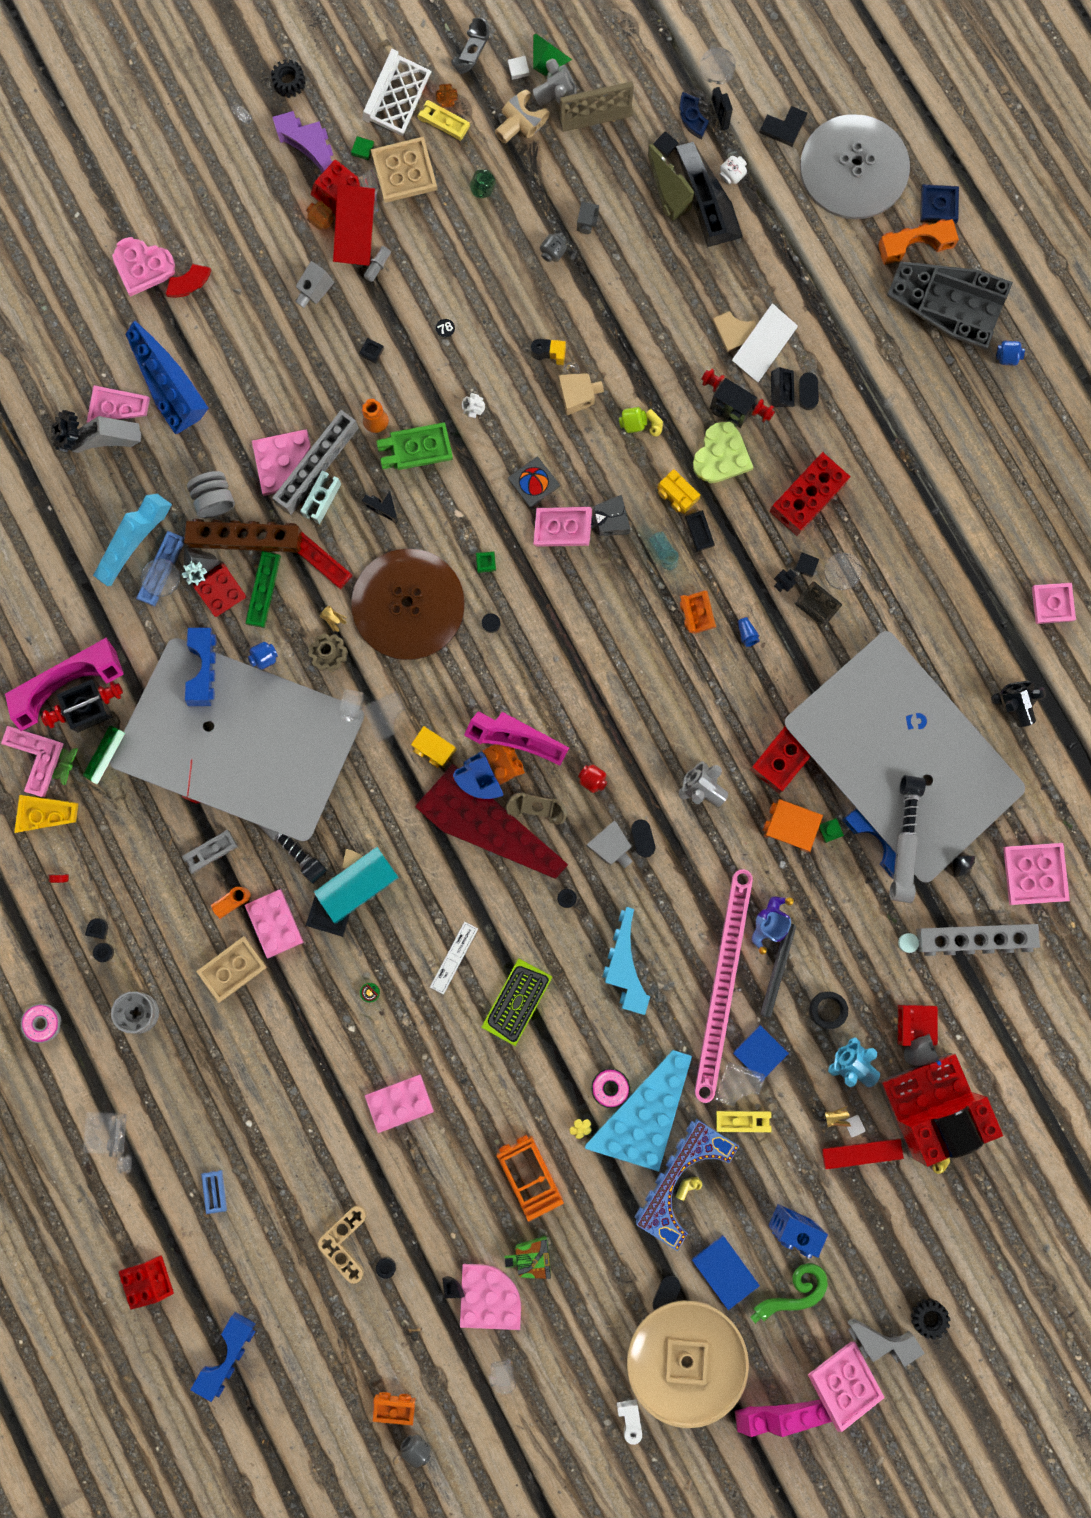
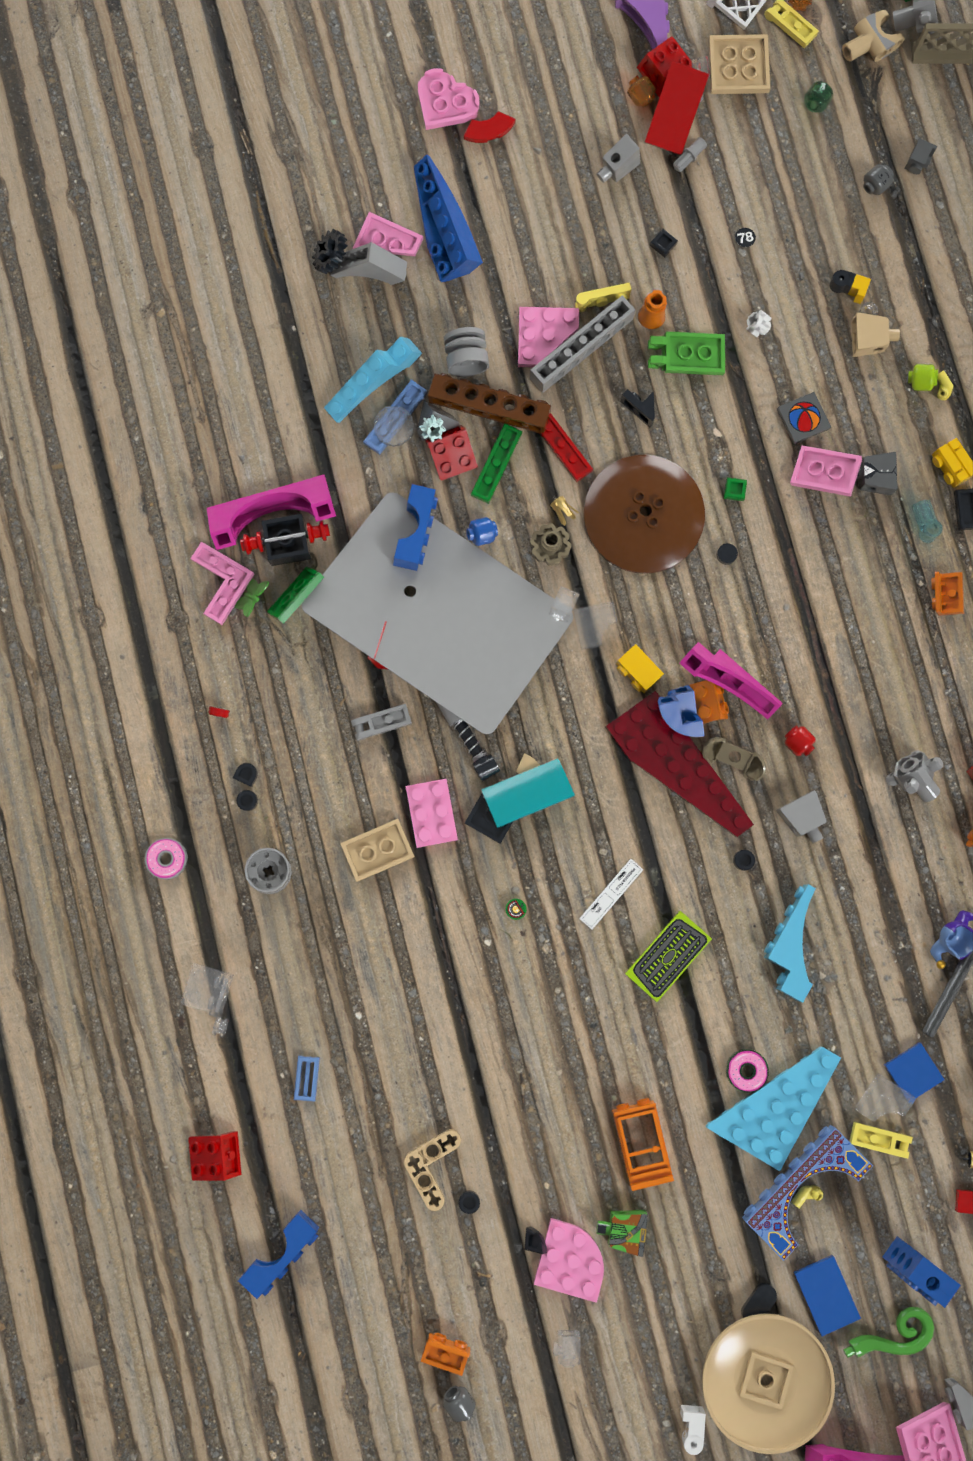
camera: 10 degrees right, 0 degrees up
(43, 812) = (217, 640): yellow wing -> none
(230, 902) = (390, 780): orange piece -> none
(317, 490) = (578, 390): light aqua piece -> none
(325, 413) = (602, 296): none -> light yellow plate
(362, 148) = (700, 32): green tile -> none
(399, 1103) = (521, 1033): bright pink plate -> none
(580, 1128) = (707, 1105): light yellow plant -> none
(643, 838) = (838, 816): black tile -> none
(723, 986) = (890, 992): bright pink gear -> none

